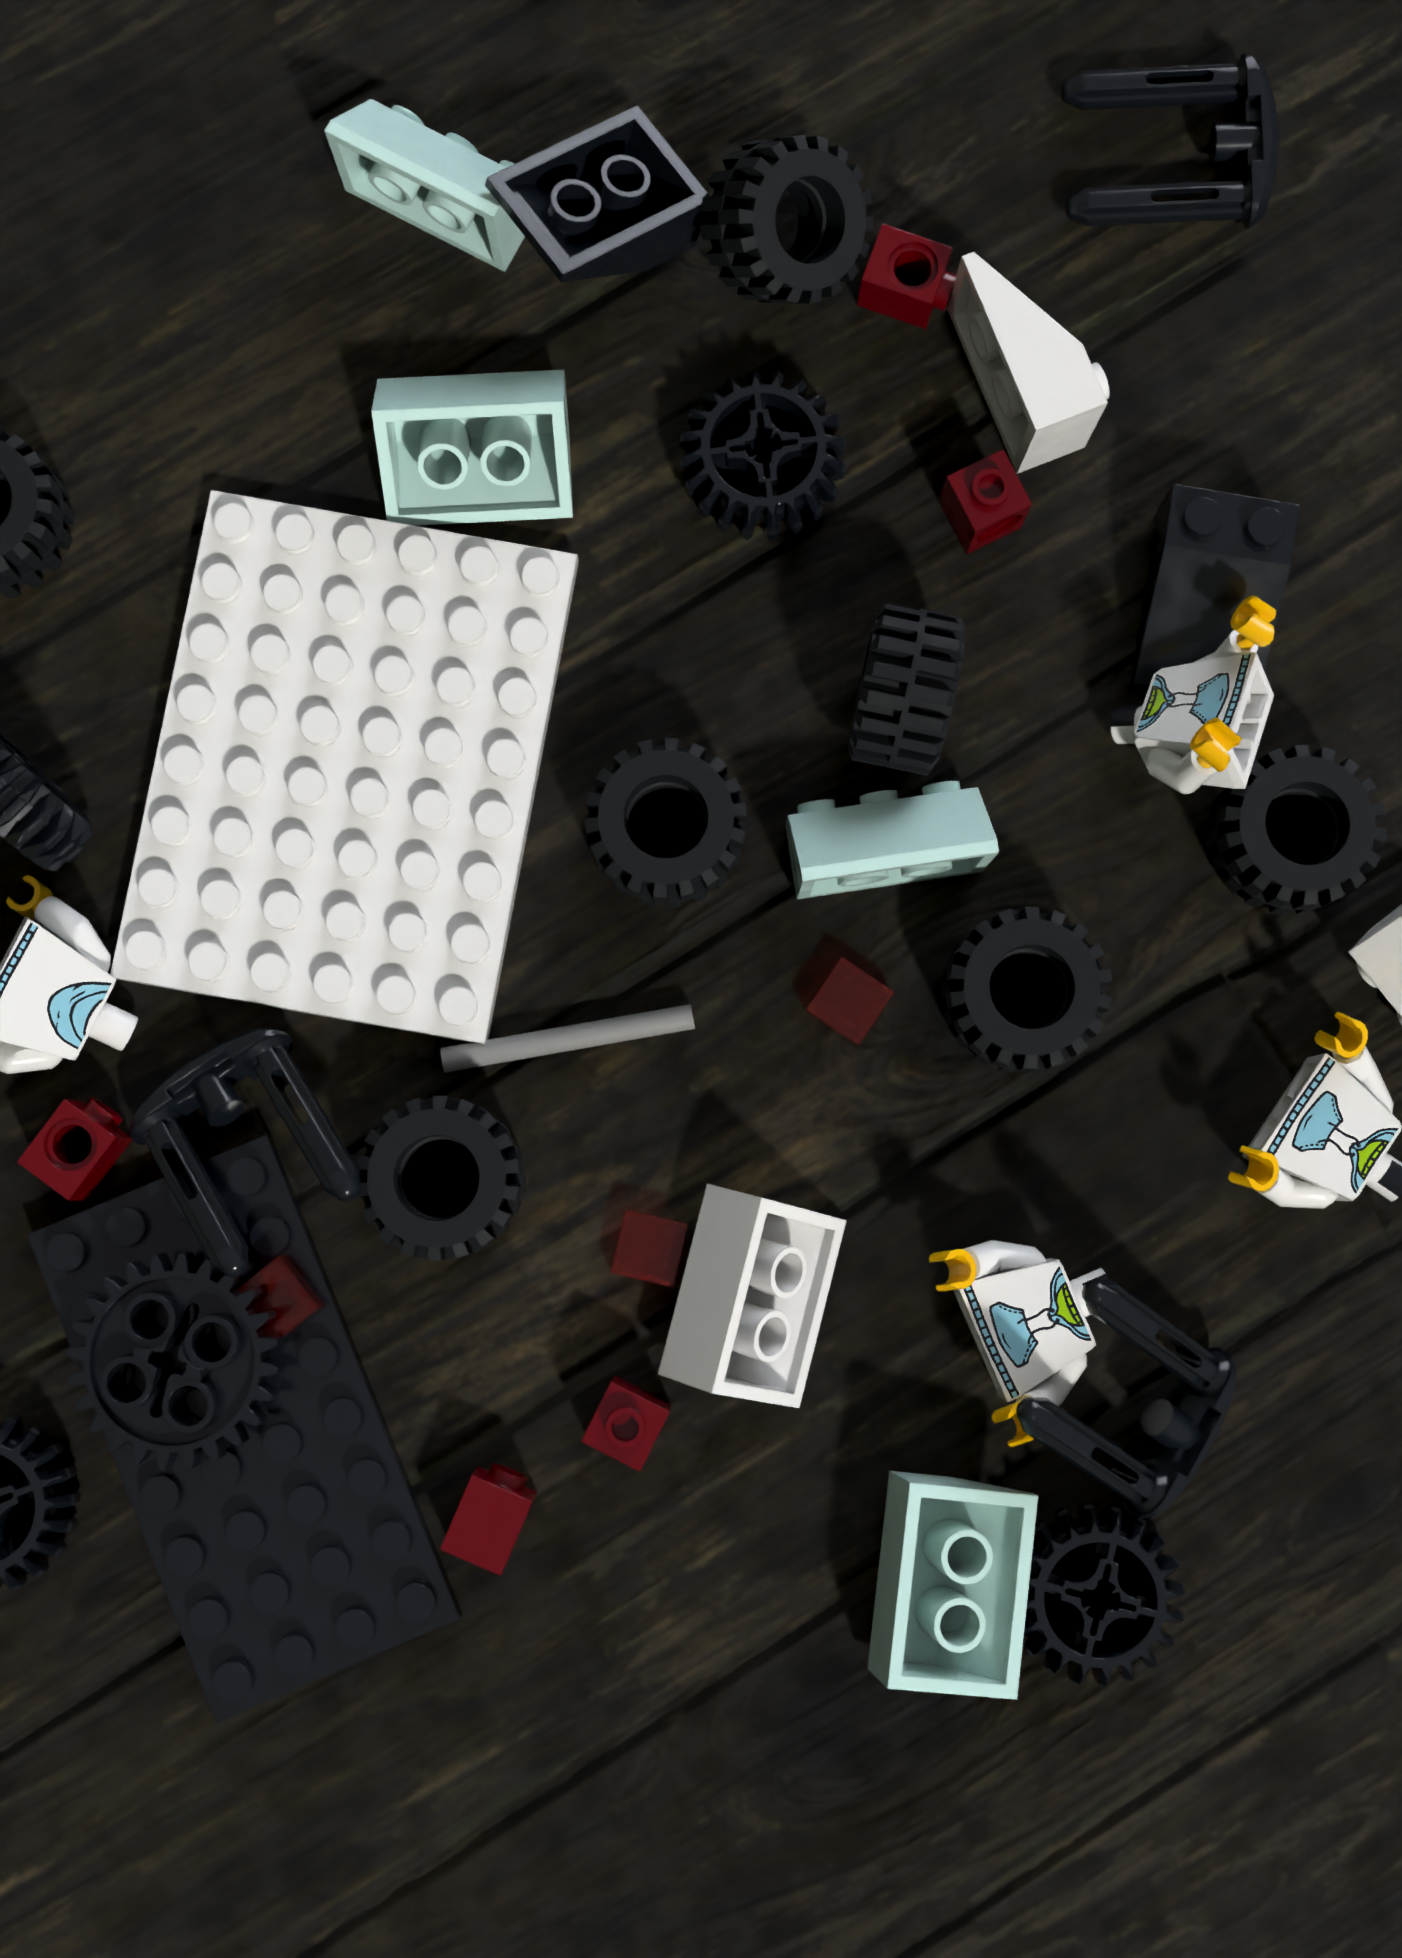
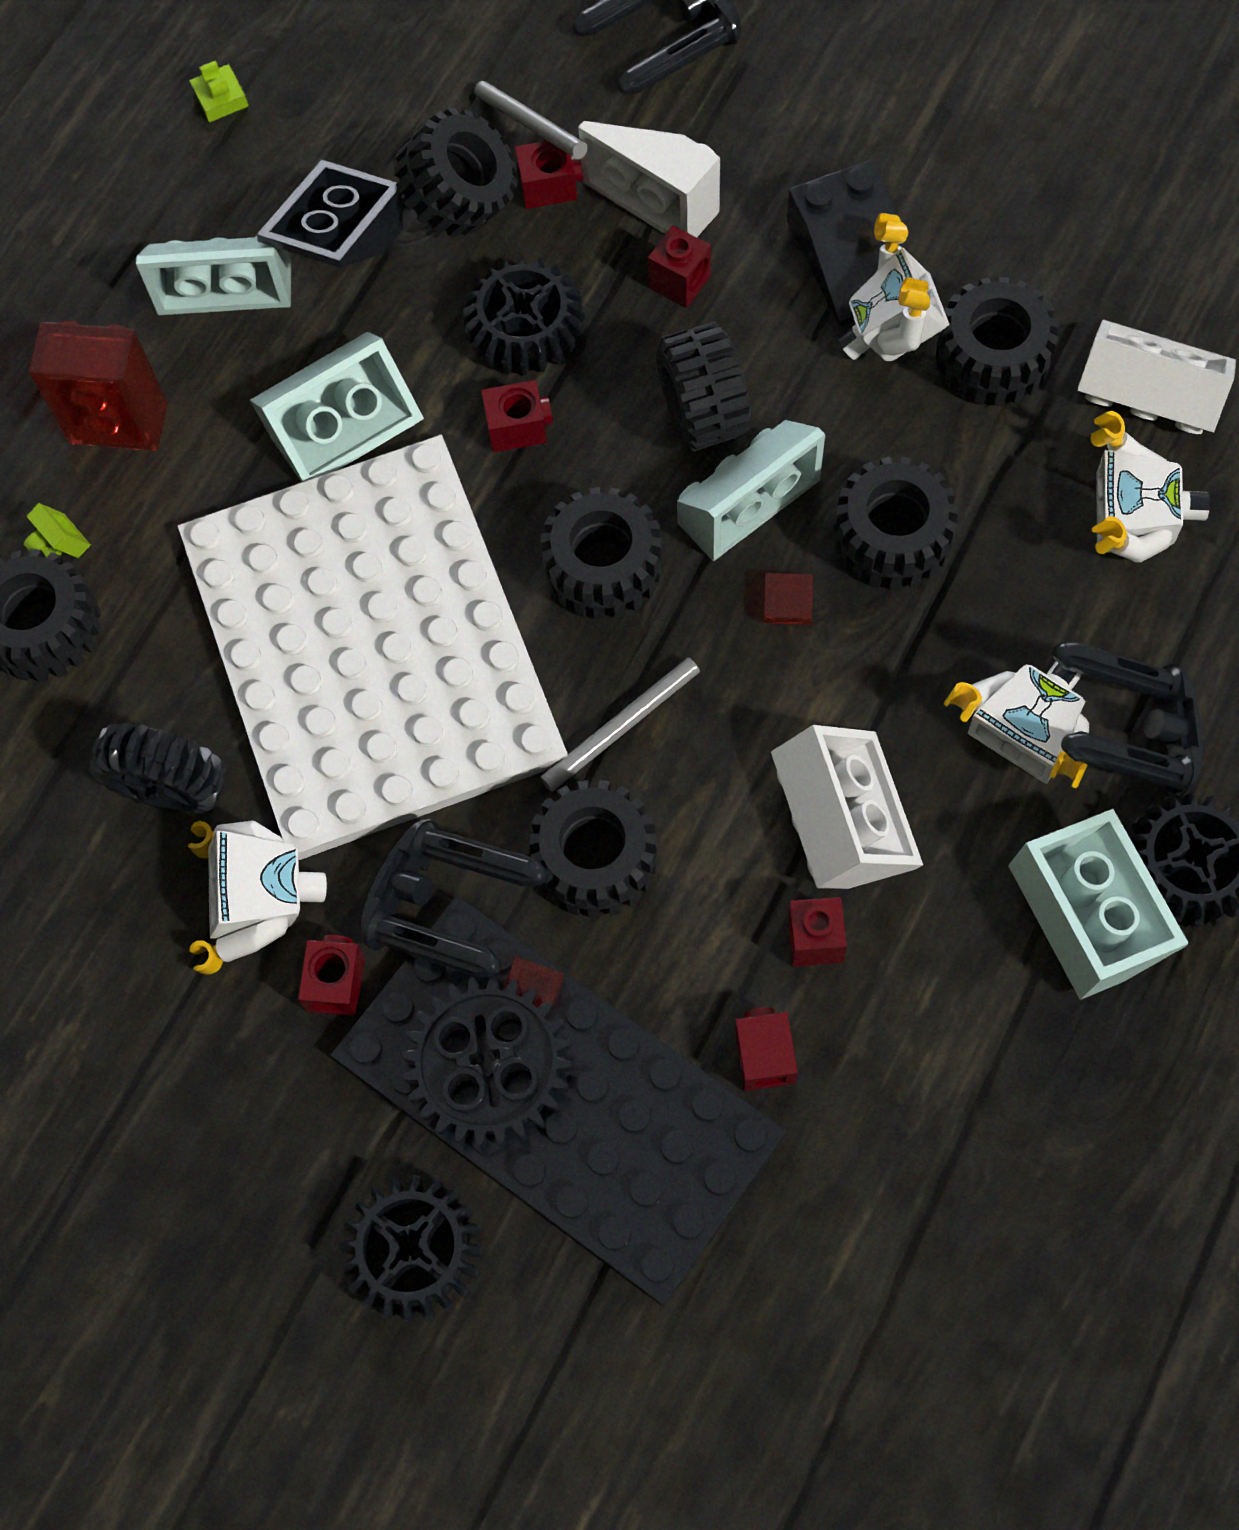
camera: 25 degrees left, 15 degrees down
(66, 417) = (54, 533): none -> lime tile
(200, 263) = (99, 385): none -> clear red brick
(649, 1248) = (758, 821): clear red tile -> none
(666, 558) = (514, 433): none -> dark red brick
(925, 196) = (531, 120): none -> light grey bar

